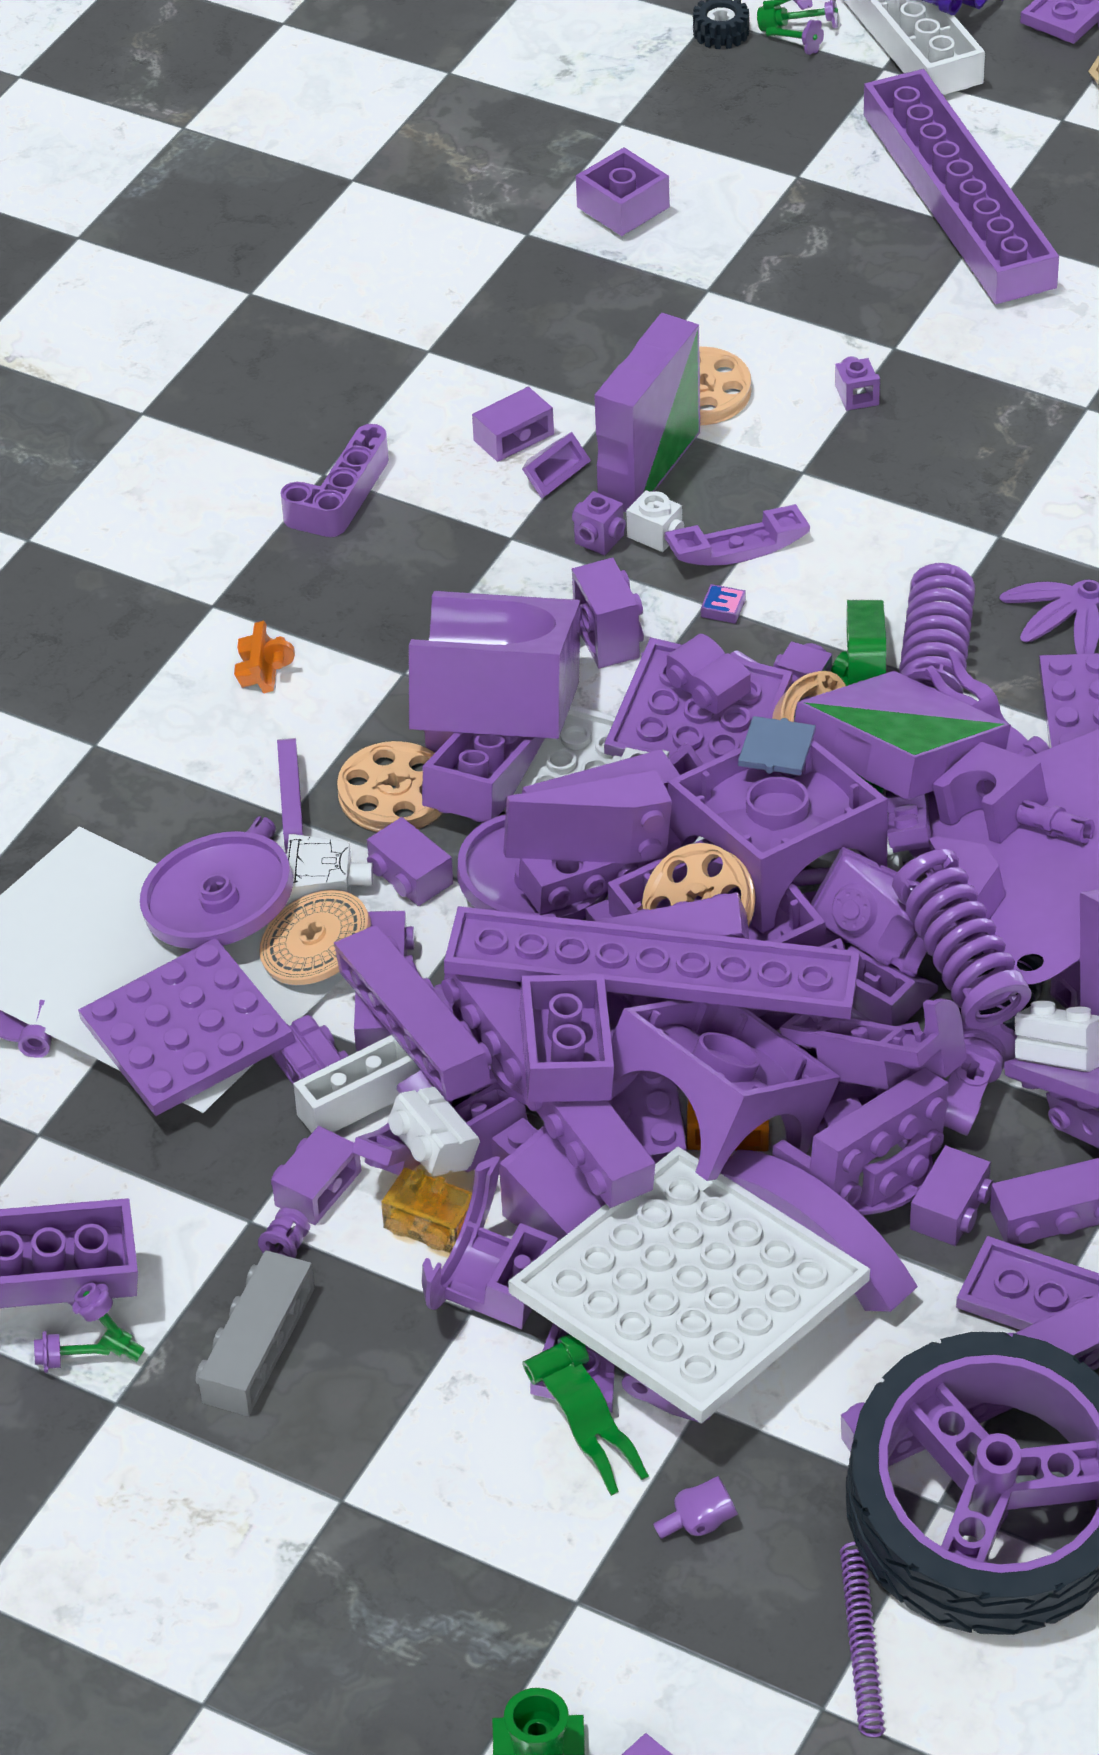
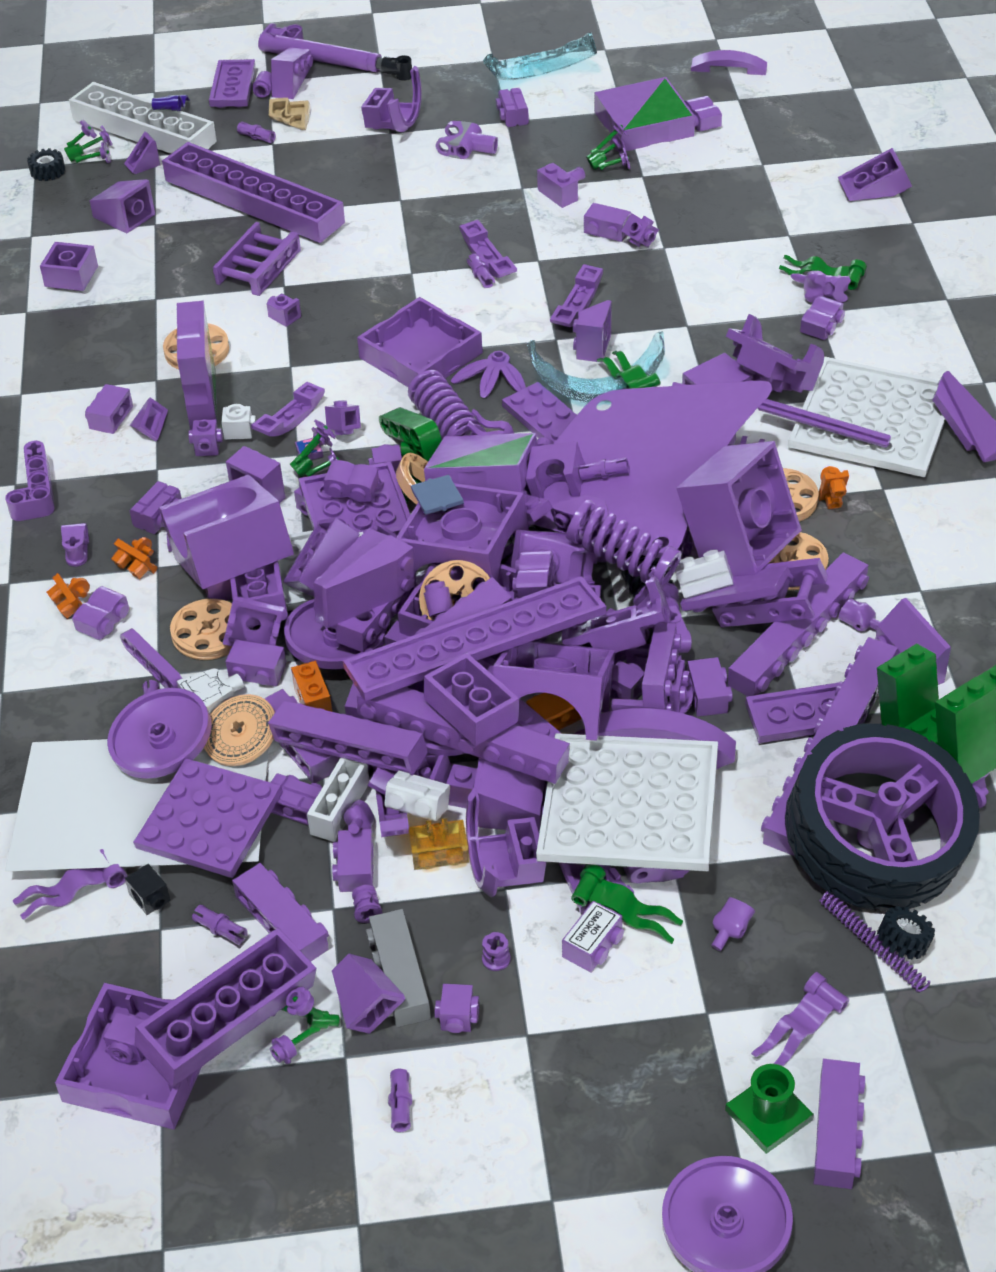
camera: 35 degrees left, 0 degrees up
(55, 1077) = (147, 889): none -> black brick
(101, 1164) = (219, 924): none -> medium lavender pin
(128, 1486) = (400, 1100): none -> medium lavender pin
(177, 1193) = (278, 908): none -> medium lavender brick
(185, 1337) = (364, 993): none -> medium lavender slope
(281, 699) = (100, 613): none -> medium lavender brick
(281, 1419) = (457, 1008): none -> medium lavender brick
(325, 590) = (75, 542): none -> medium lavender piece
(357, 1120) = (358, 816): none -> medium lavender piece
(384, 1379) = (500, 953): none -> medium lavender bush
(385, 641) = (138, 555): none -> orange hips
(412, 804) = (244, 609): none -> medium lavender piece
(435, 930) = (311, 686): none -> orange brick
(465, 577) = (146, 511): none -> medium lavender brick
(513, 1427) = (592, 937): none -> brick
(602, 744) = (322, 548): none -> medium lavender slope
(663, 886) = (437, 598): none -> medium lavender brick
(683, 1682) = (805, 1018): none -> medium lavender flag
(692, 618) = (302, 463): none -> green plant
(770, 131) = (124, 205): none -> medium lavender slope
(794, 579) = (342, 417): none -> medium lavender brick
(817, 917) = (533, 572): none -> medium lavender brick
(858, 64) = (144, 155): none -> medium lavender slope
(893, 311) = (266, 270): none -> medium lavender fence
(908, 1632) = (906, 932): none -> black bush
(996, 519) = (419, 340): none -> medium lavender tile
(1049, 91) = (256, 132): none -> medium lavender pin

